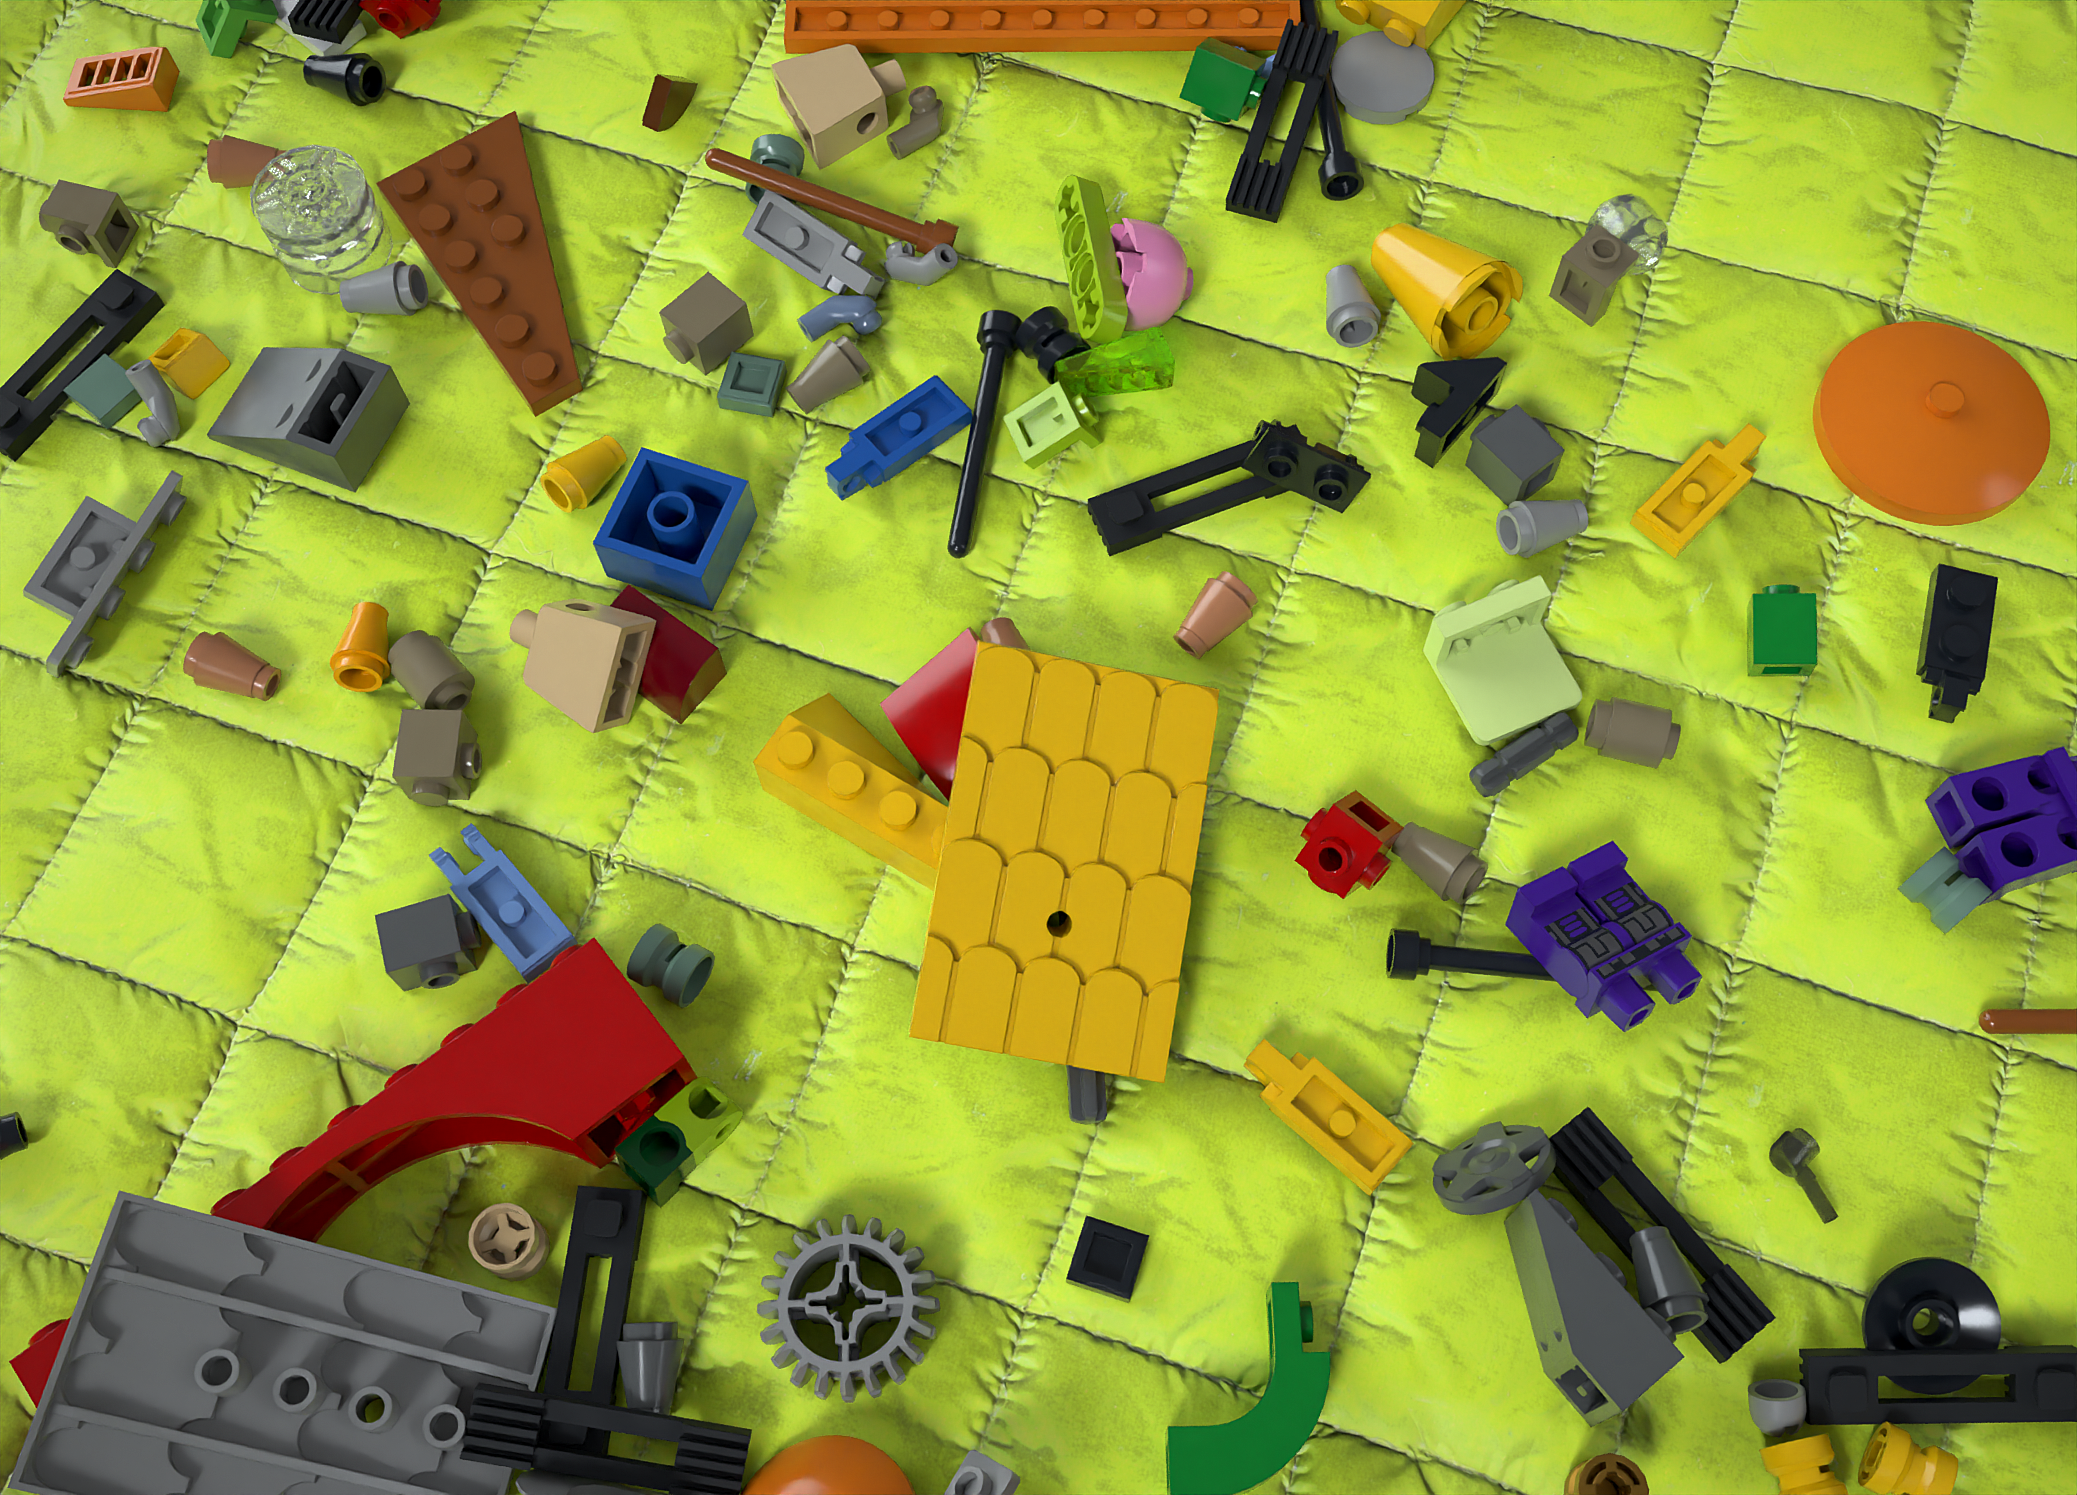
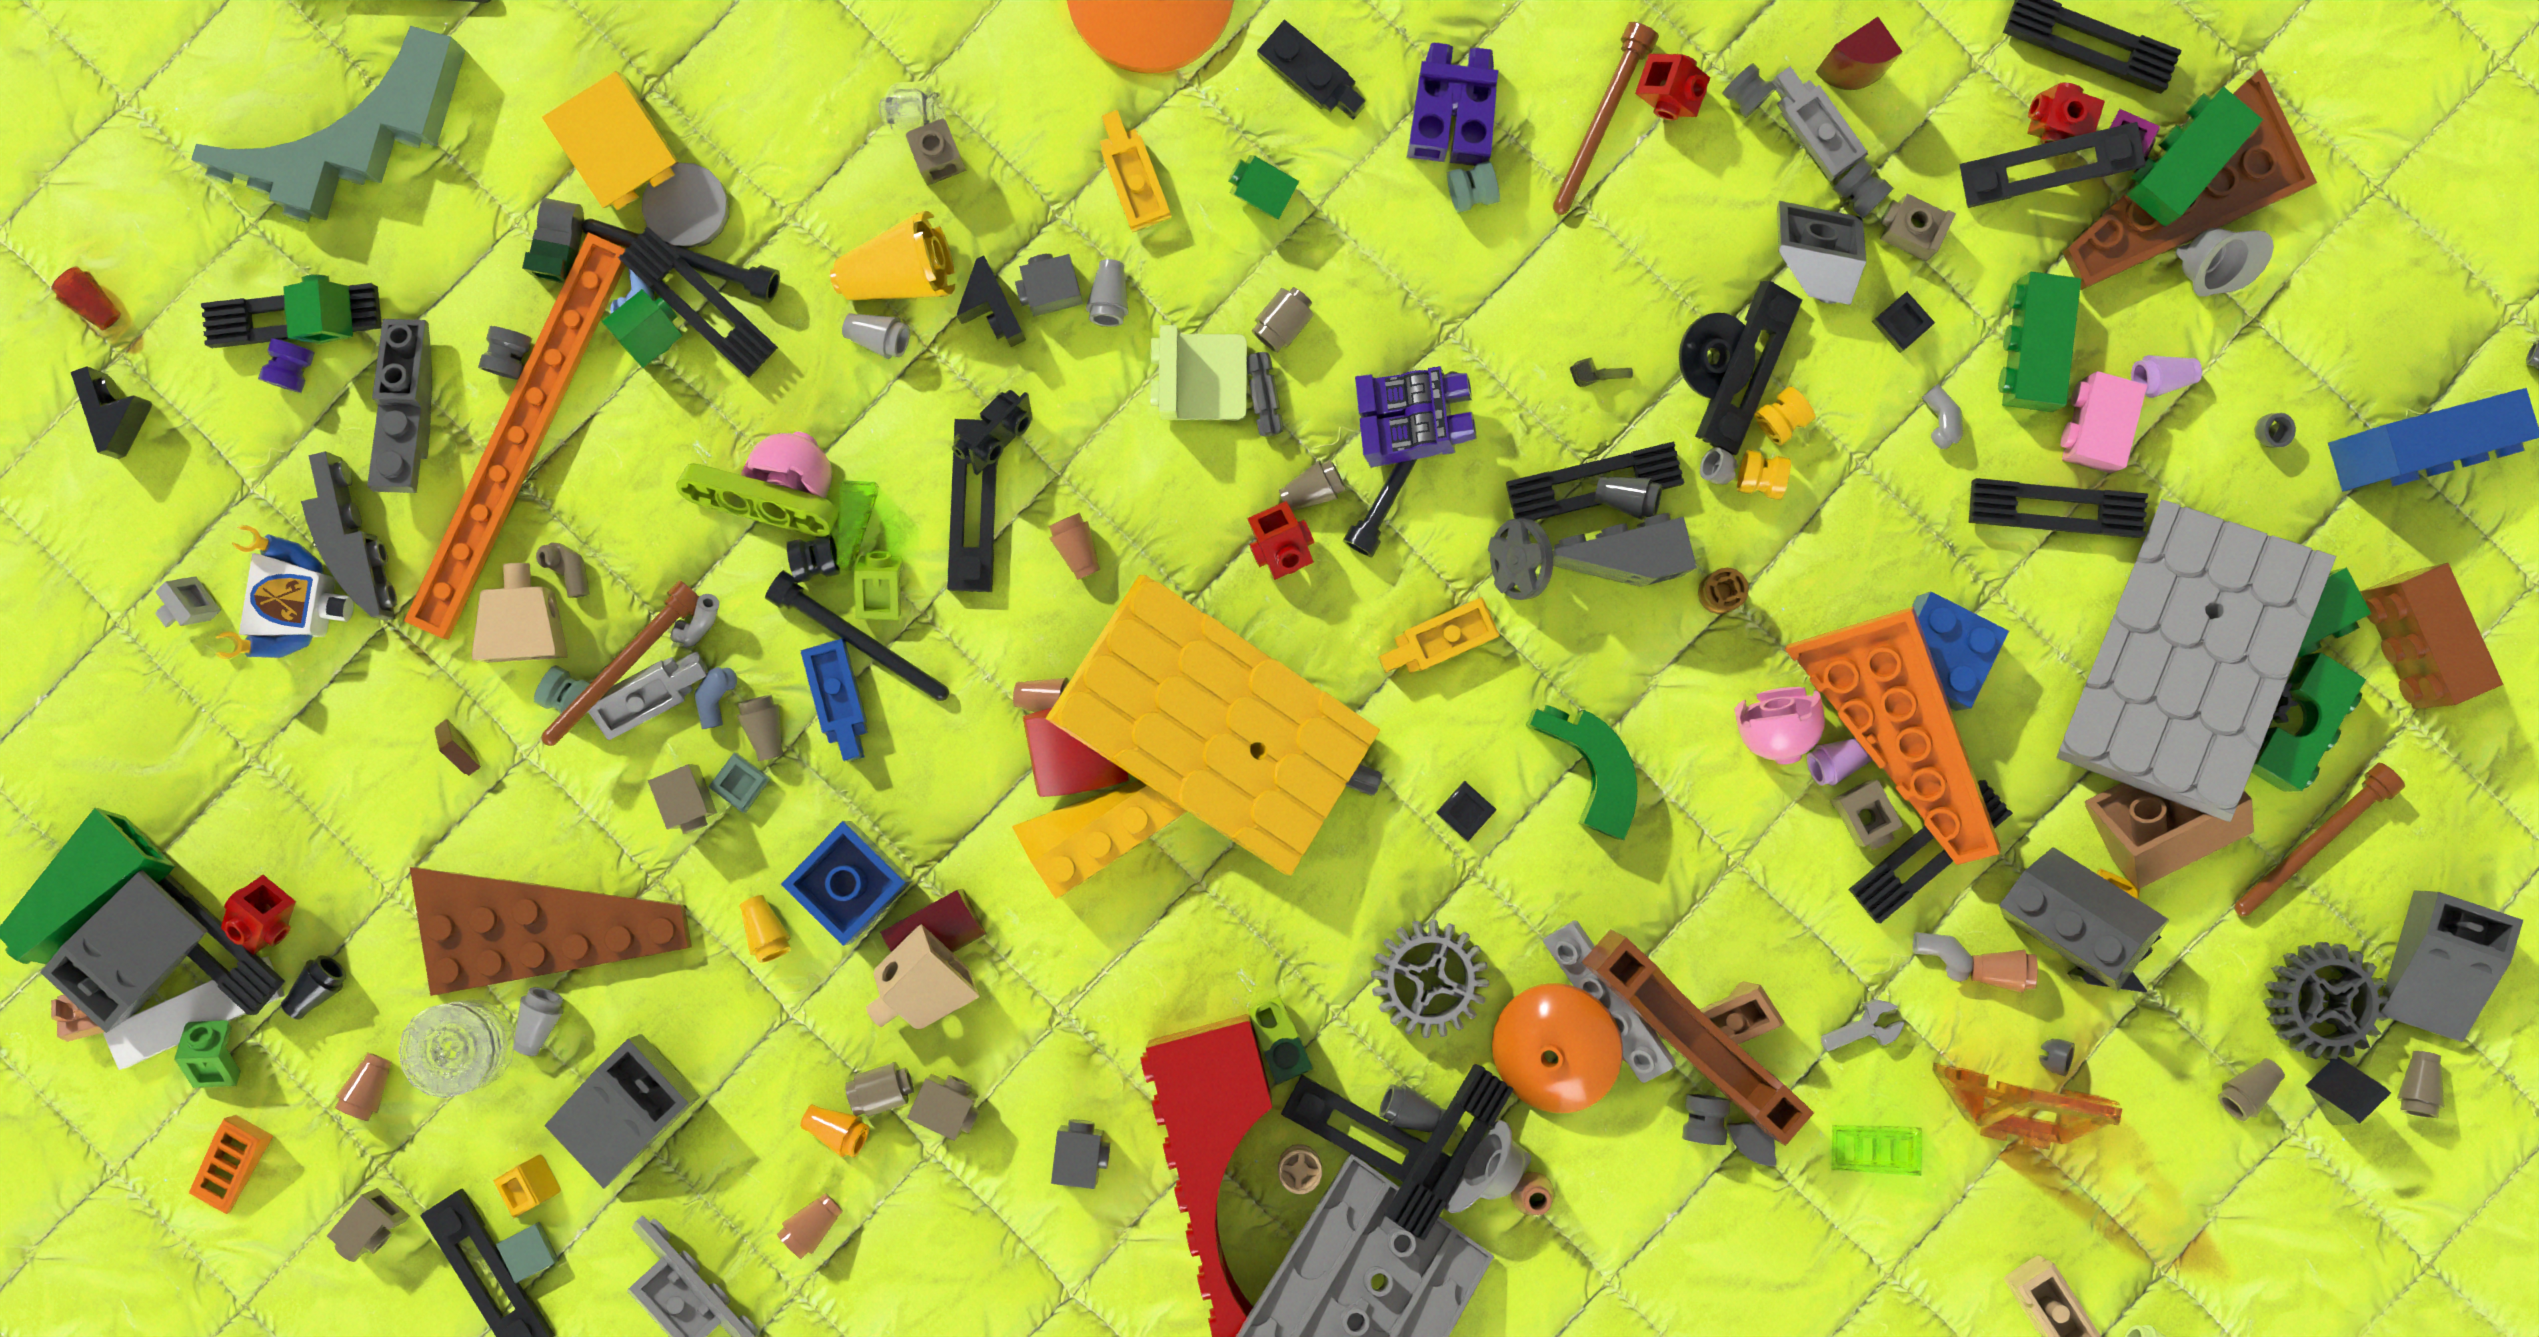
camera: 70 degrees left, 20 degrees up
(159, 400) = (559, 1214): light grey arm -> none
(506, 906) = (1073, 1096): medium blue hinge -> none
(670, 965) = (1154, 1009): sand green wheel -> none

